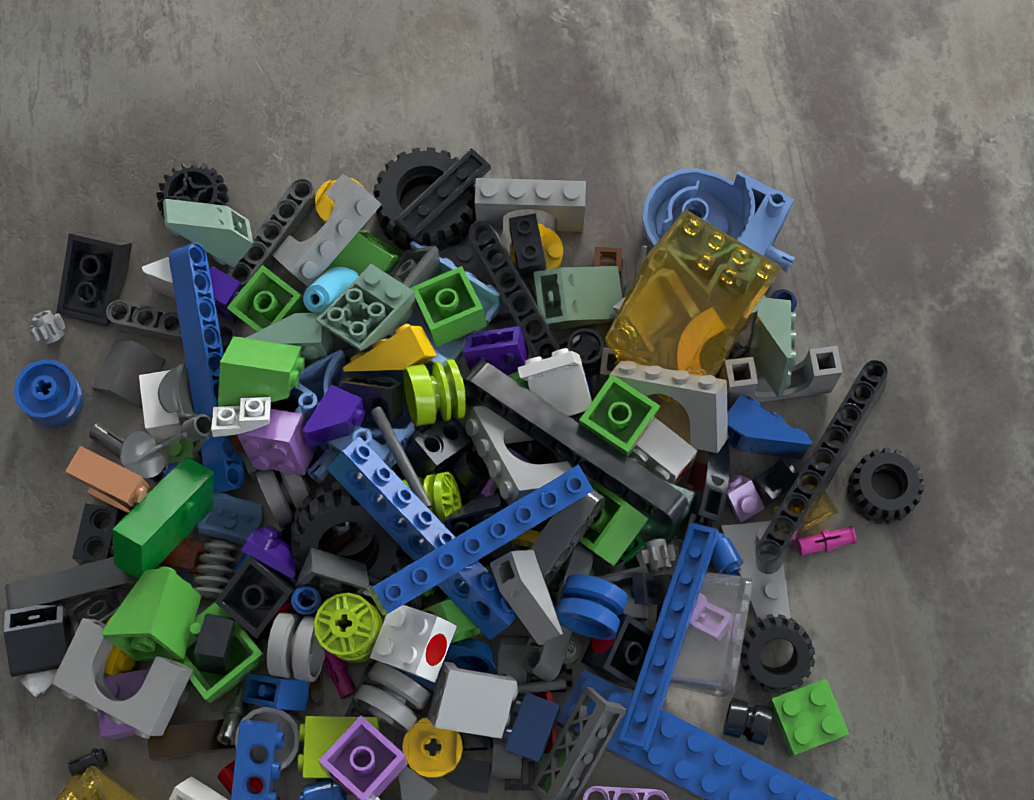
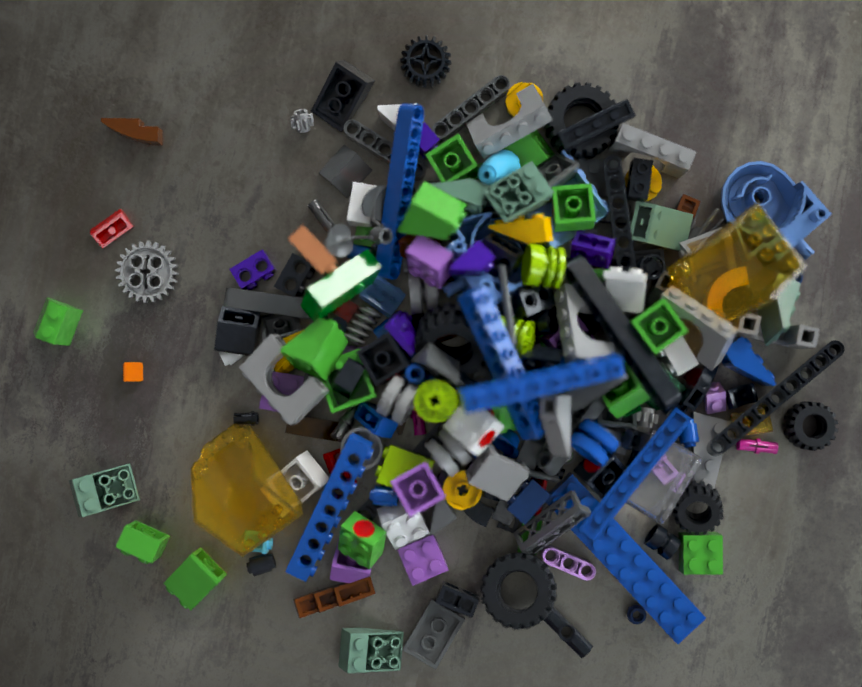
camera: 25 degrees right, 15 degrees up
(32, 543) = (251, 265): none -> dark purple brick
(49, 393) = (287, 157): blue wheel -> none
(213, 226) = (432, 92): sand green slope -> none
(240, 419) = (418, 242): white slope -> none

